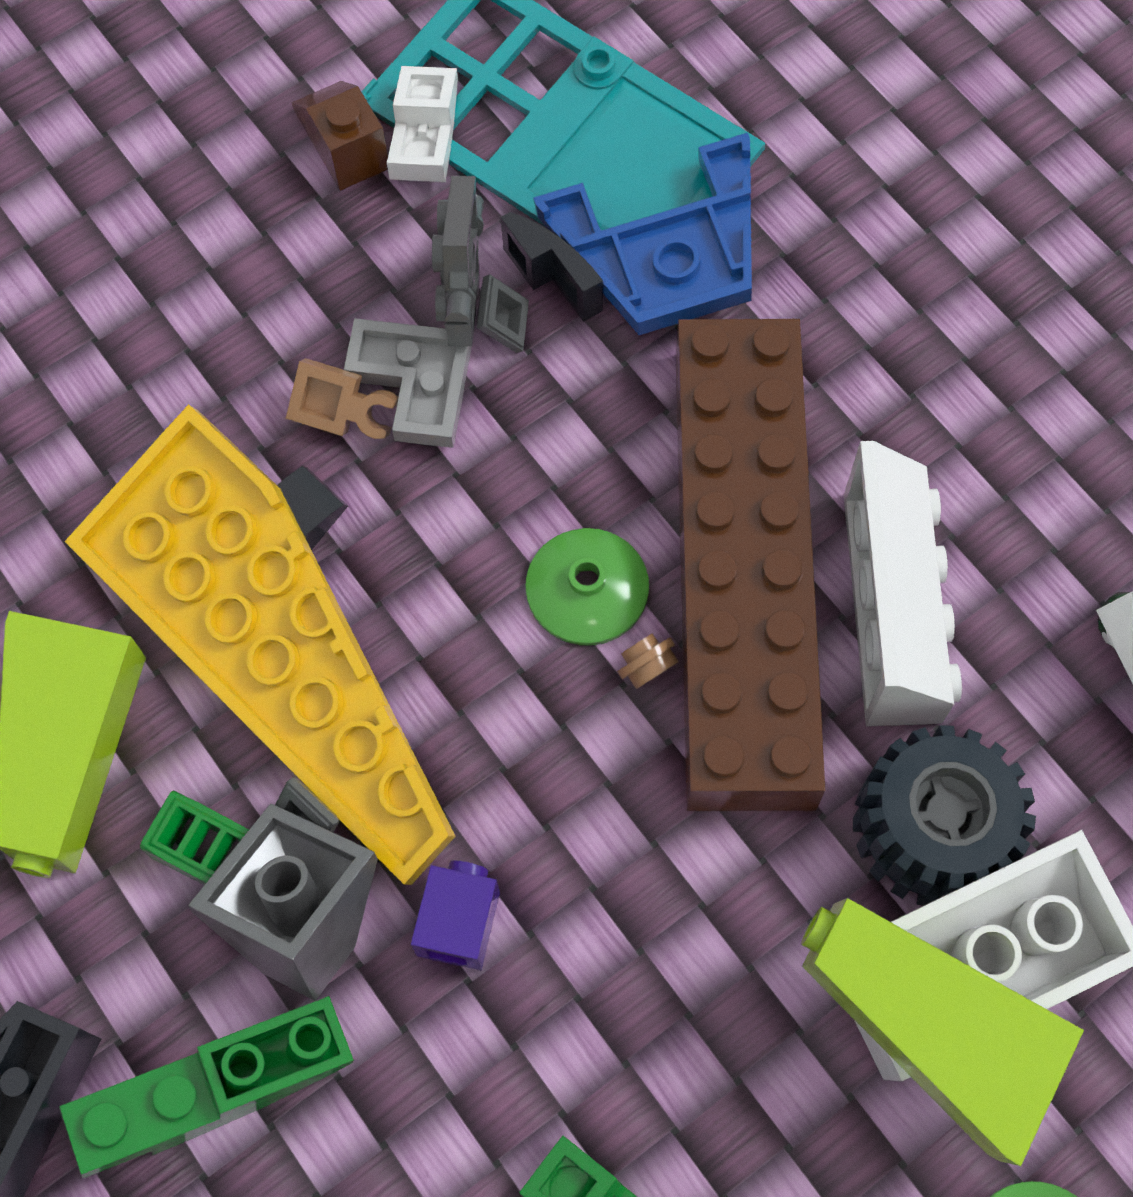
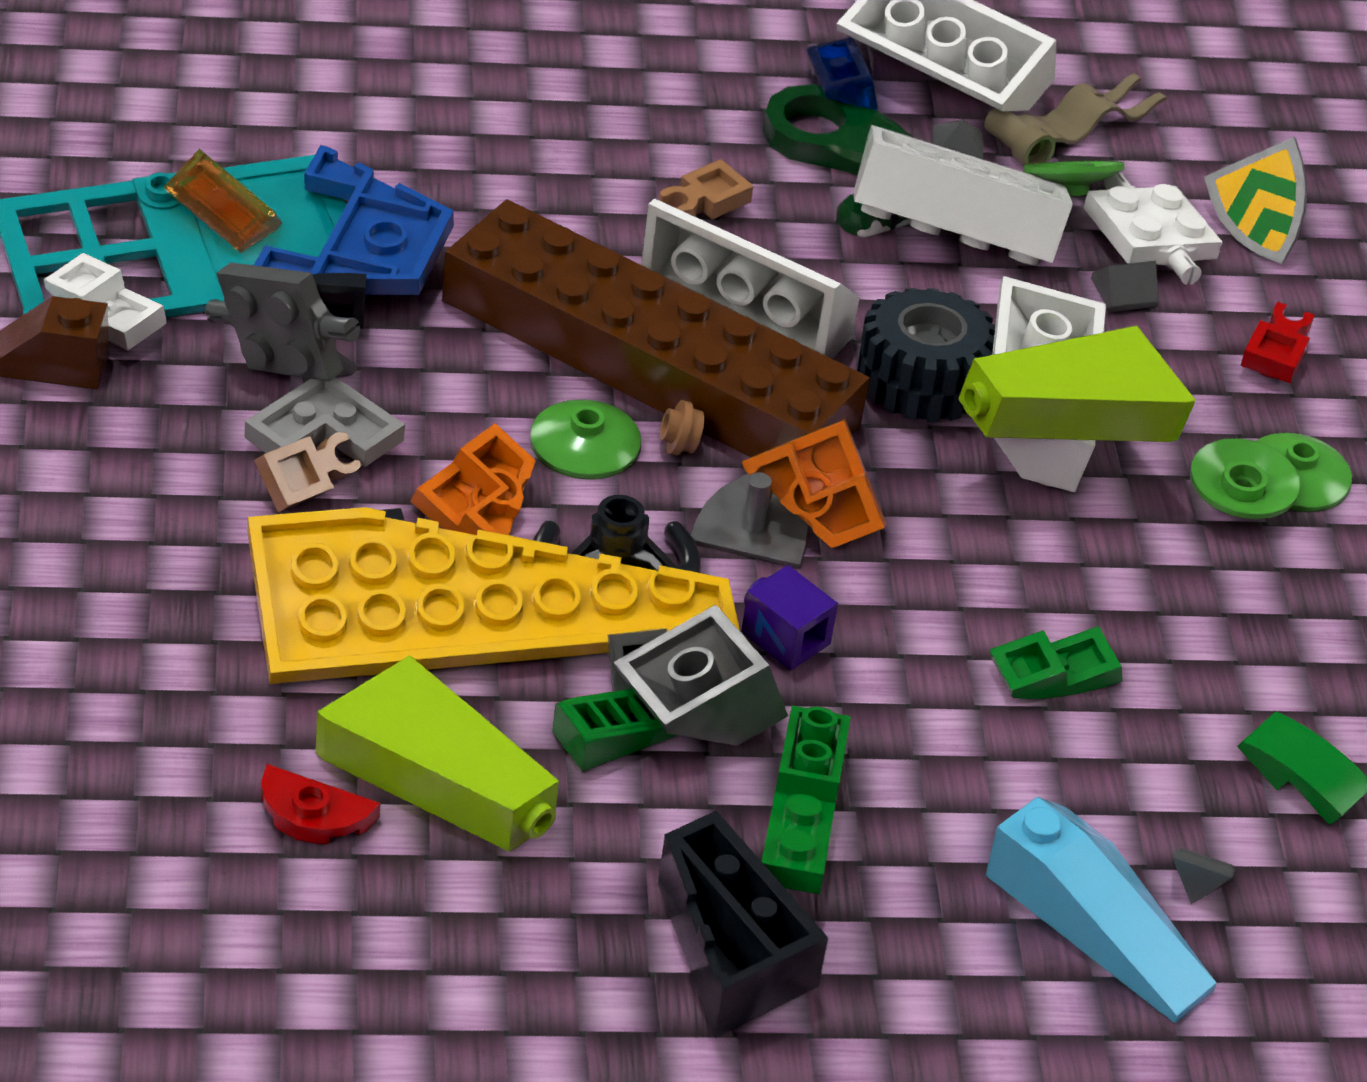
camera: 65 degrees left, 25 degrees down
(413, 701) = (622, 532): none -> black piece
(429, 550) = (480, 485): none -> orange slope
(598, 798) = (751, 523): none -> flat silver shield
(616, 117) = (222, 202): none -> clear orange slope
(653, 840) = (823, 483): none -> orange slope
(1021, 470) = (709, 190): none -> medium nougat plate

